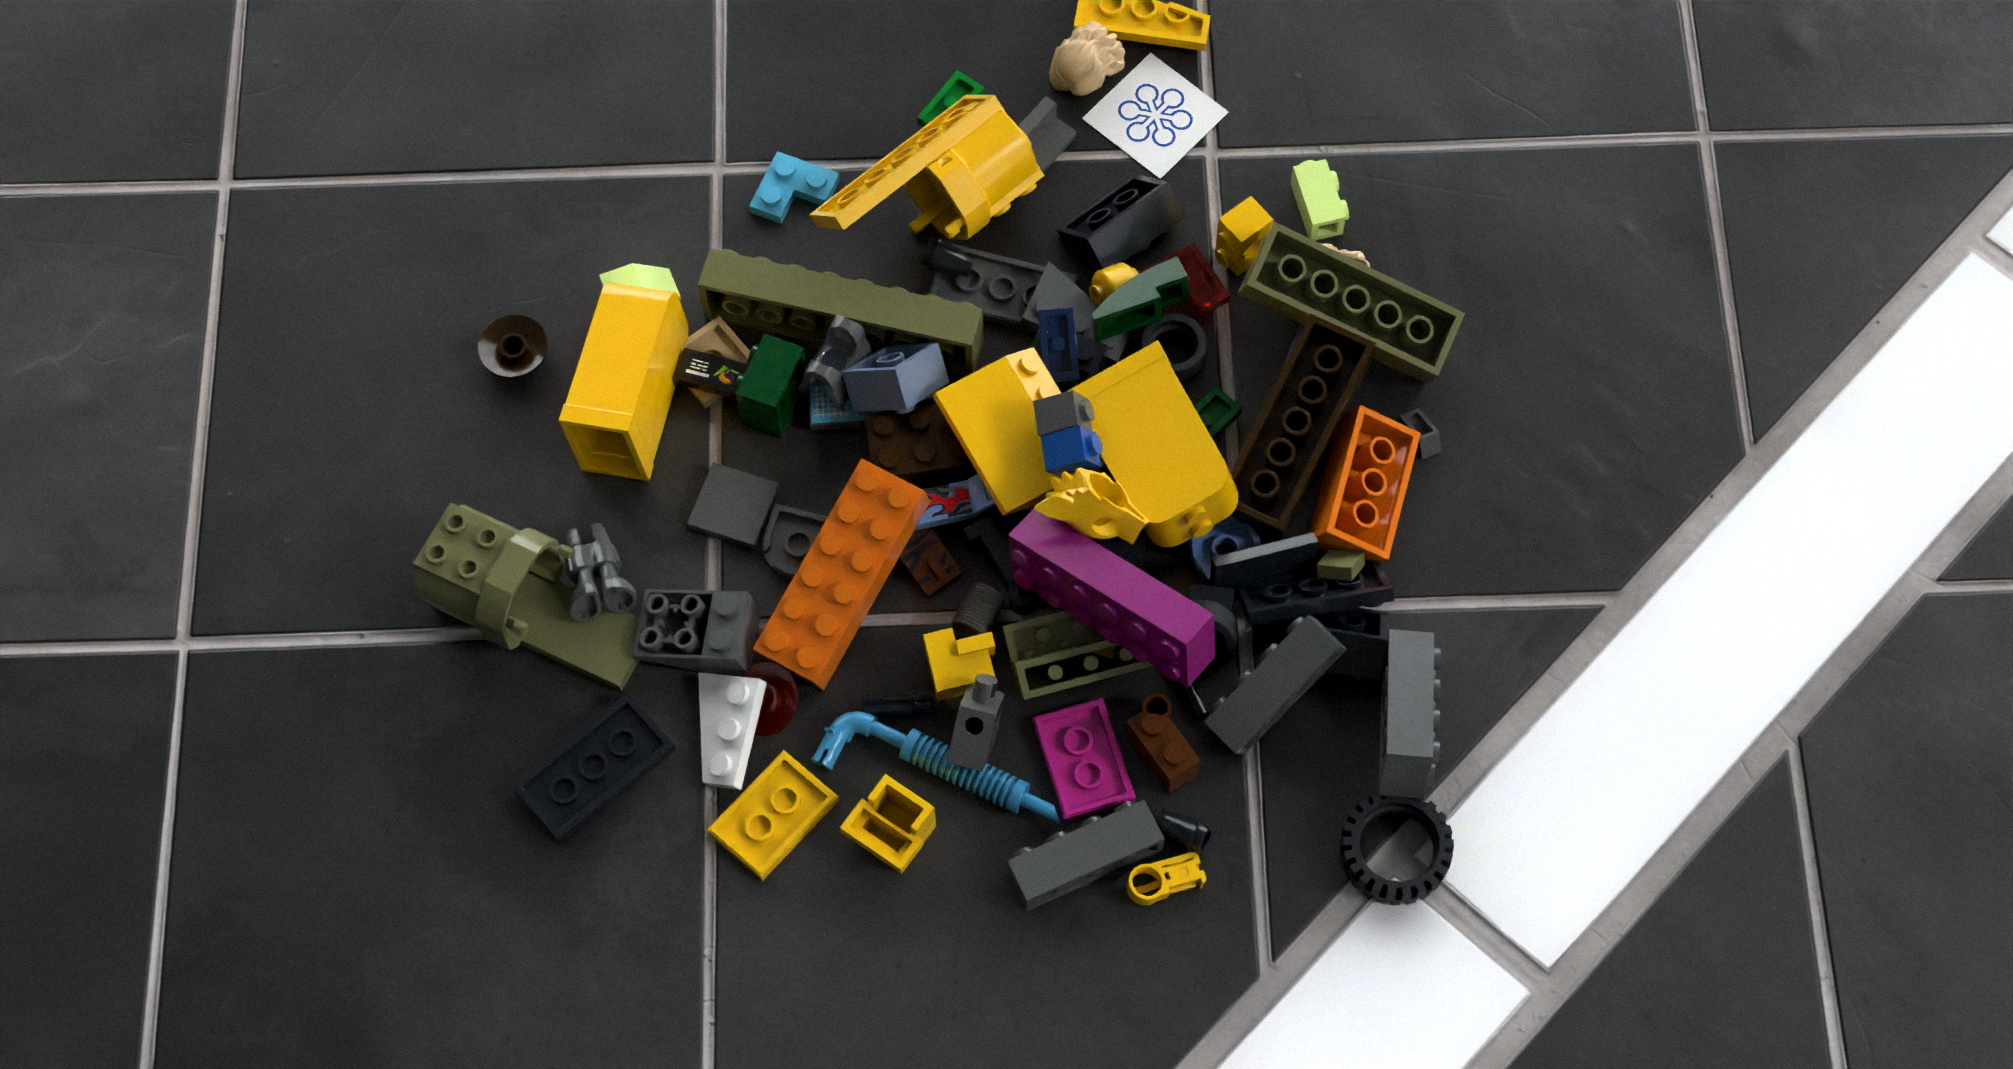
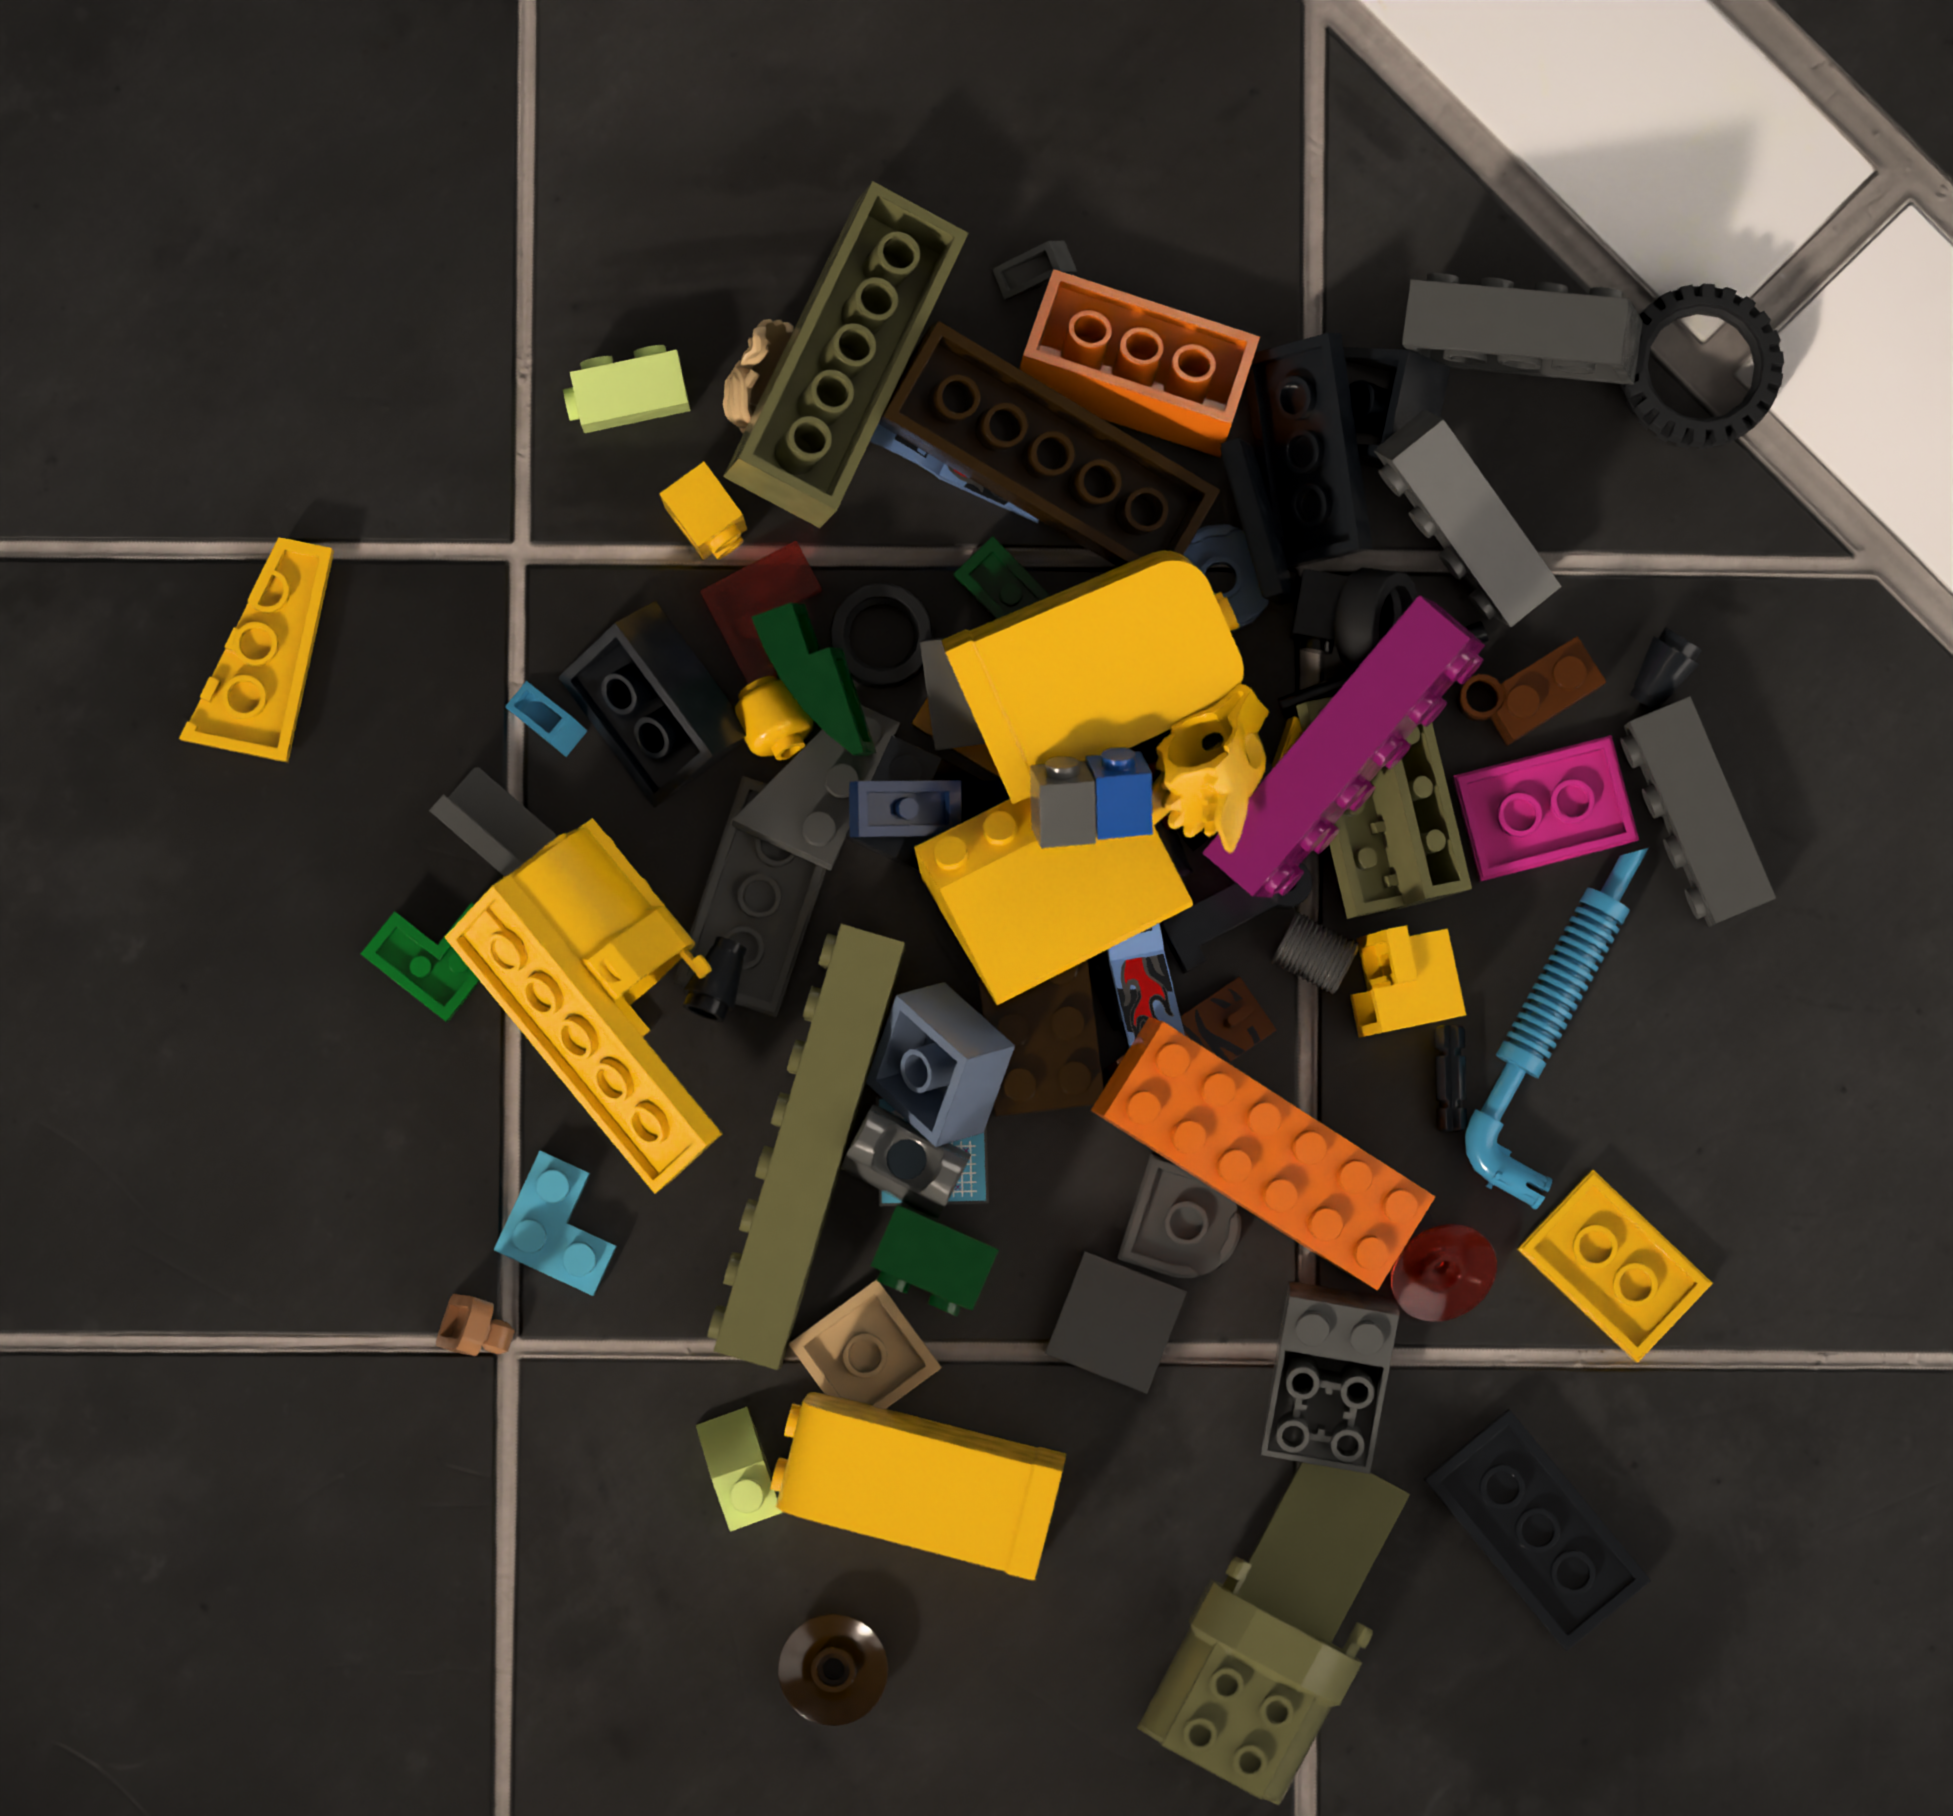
camera: 90 degrees left, 20 degrees up
(593, 561) = (1212, 1533): dark grey piece -> none
(708, 372) = (897, 1353): tile -> none
(727, 726) = (1481, 1330): white wing -> none
(730, 131) = (469, 1327): none -> medium nougat piece
(891, 823) = (1655, 1091): yellow plate -> none
(976, 724) = (1495, 958): dark grey torso -> none
(1086, 59) = (350, 743): tan hair -> none
(1107, 169) = (546, 718): none -> dark azure piece
(1155, 115) = (446, 639): white sticker -> none
(1171, 877) = (1730, 692): yellow piece -> none
(1340, 564) = (1267, 407): olive tile -> none

